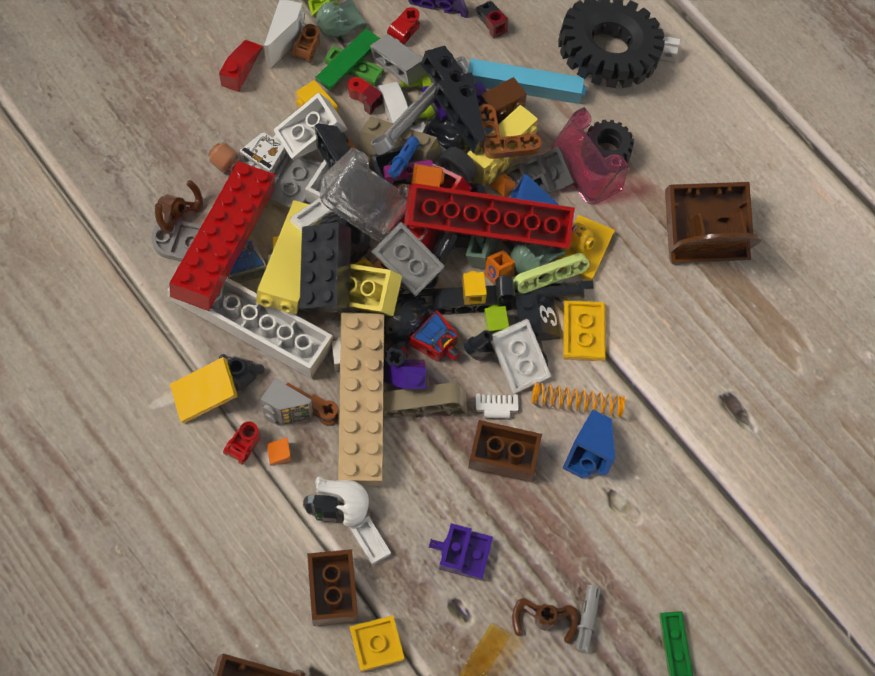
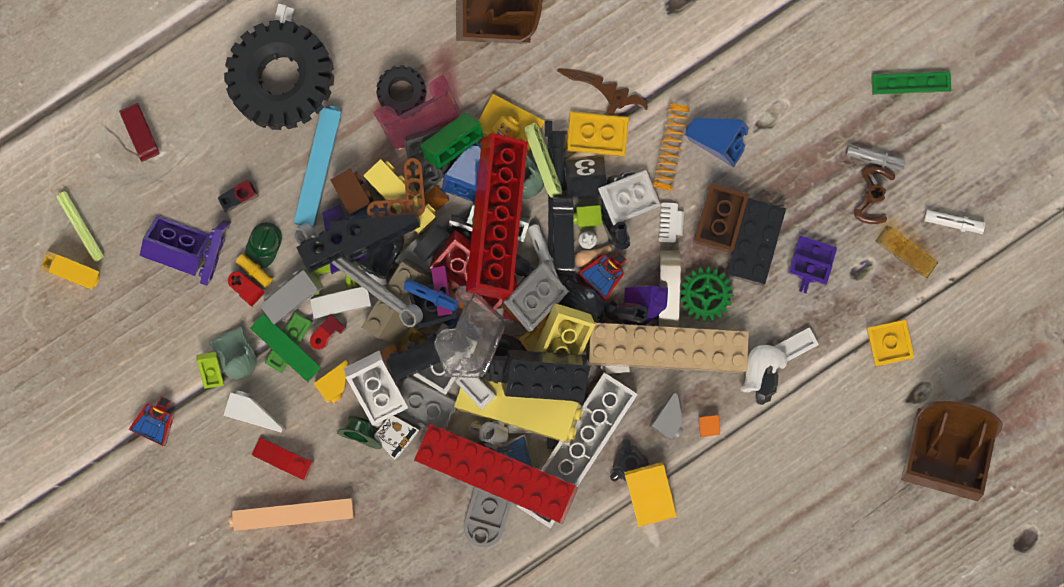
camera: 85 degrees left, 20 degrees up
(175, 207) = (454, 523): reddish brown piece -> none
(187, 73) = (292, 514): none -> light nougat brick
(223, 157) = (397, 476): nougat head -> none
(241, 446) = (701, 459): red piece -> none
(265, 233) = (492, 434): none -> light grey connector
(270, 120) = (360, 431): none -> dark green piece
(306, 46) = (264, 391): dark orange piece -> none
(321, 407) = (663, 396): dark orange connector -> none
(332, 587) = (842, 379): reddish brown brick -> none
(421, 34) = (254, 270): none -> yellow pin
(422, 423) = (704, 311): none -> green gear
(427, 175) = (454, 273): orange brick -> none
(449, 281) = (541, 247): none -> white axle
(451, 38) = (263, 244): none -> dark green piece
(455, 321) = (586, 257): none -> light nougat piece
(472, 322) = (587, 240): none -> white piece
(474, 288) = (559, 235): yellow brick -> none
(482, 489) = (756, 242): none -> black brick
(499, 265) = (535, 209): orange brick -> none
(562, 185) = (452, 140): none -> green brick
(624, 347) = (616, 98): none -> reddish brown piece

